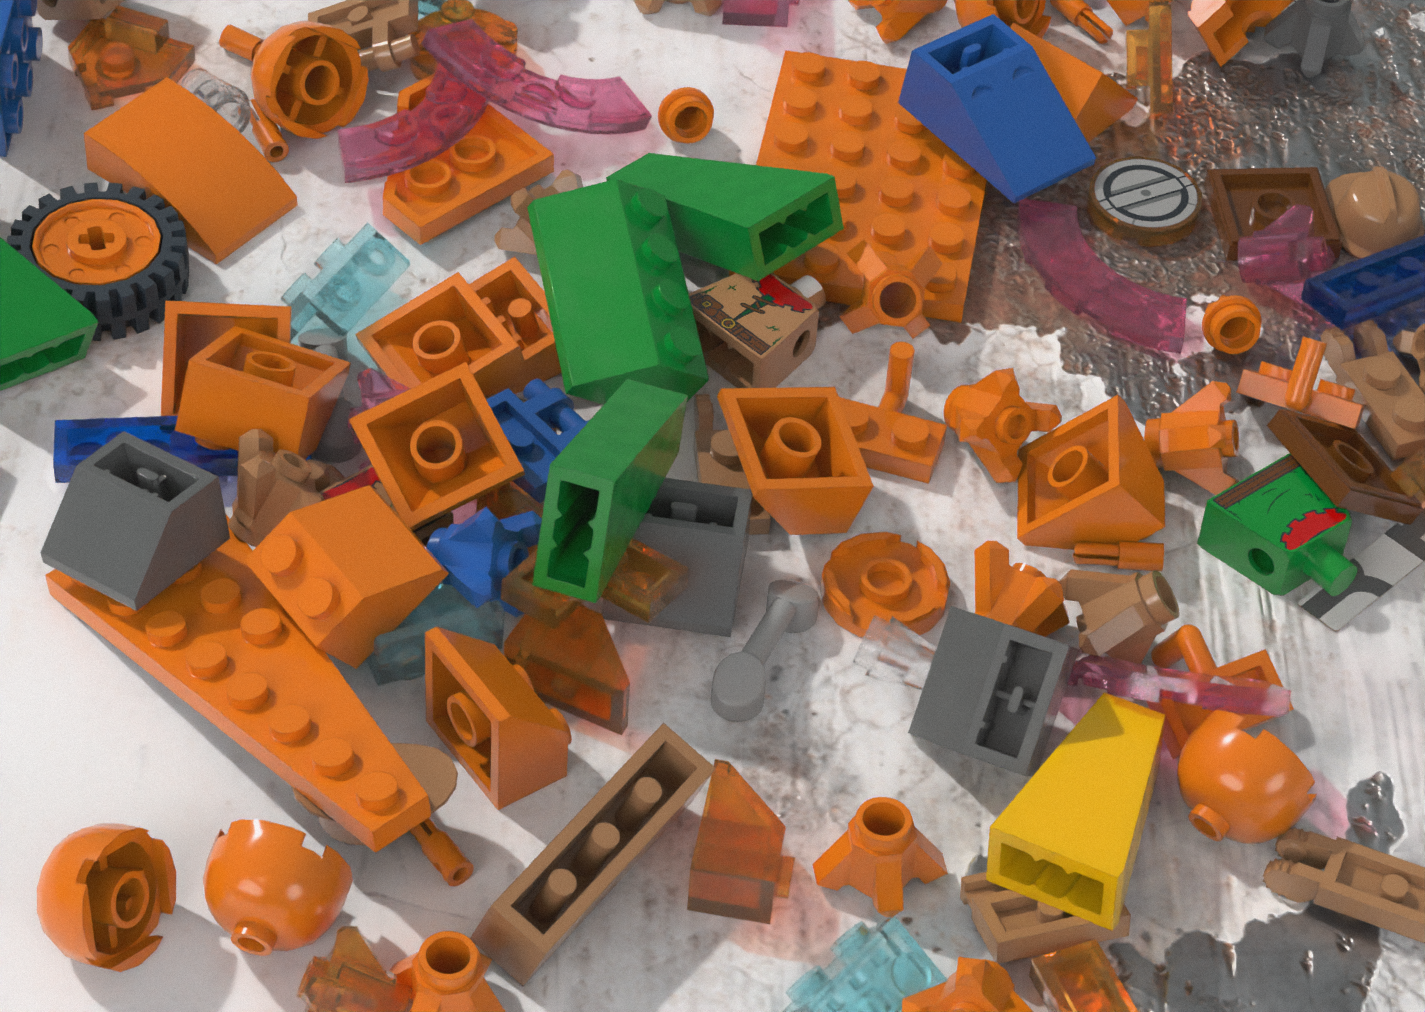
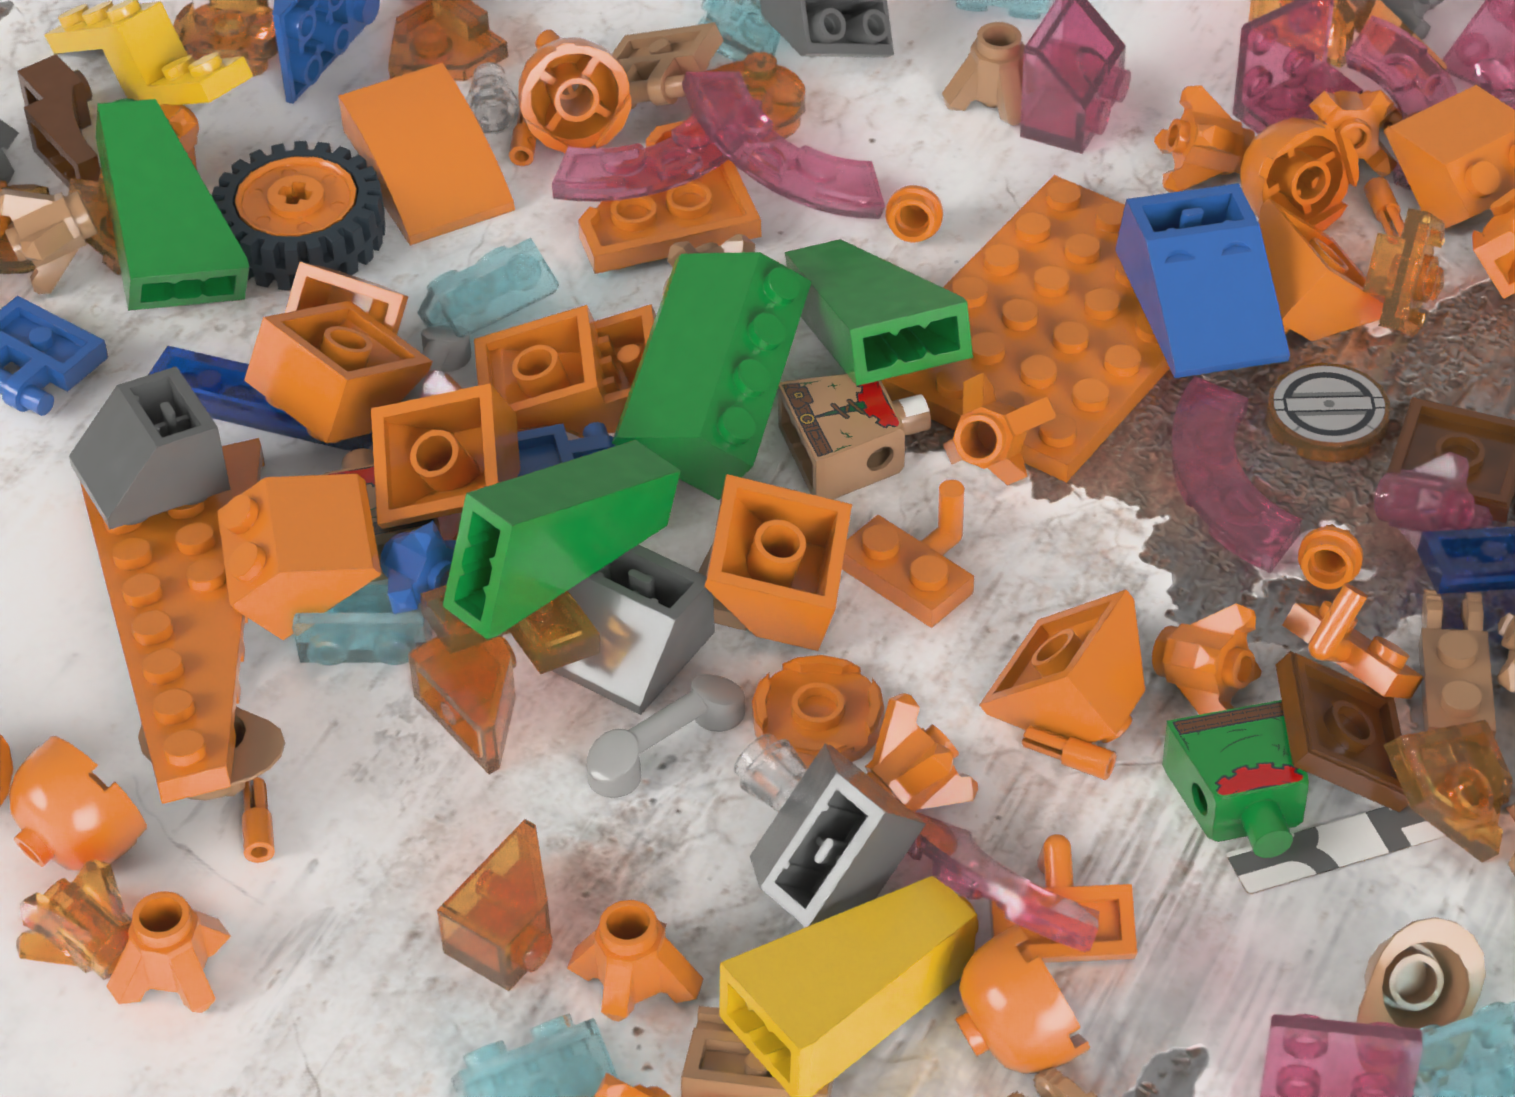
camera: 30 degrees right, 0 degrees up
(271, 486) = (296, 446): medium nougat rock -> none
(492, 717) = (365, 716): orange slope -> none
(591, 854) = (364, 869): medium nougat brick -> none
(997, 421) = (1016, 586): orange rock -> none
(1120, 611) = (1007, 805): medium nougat rock -> none

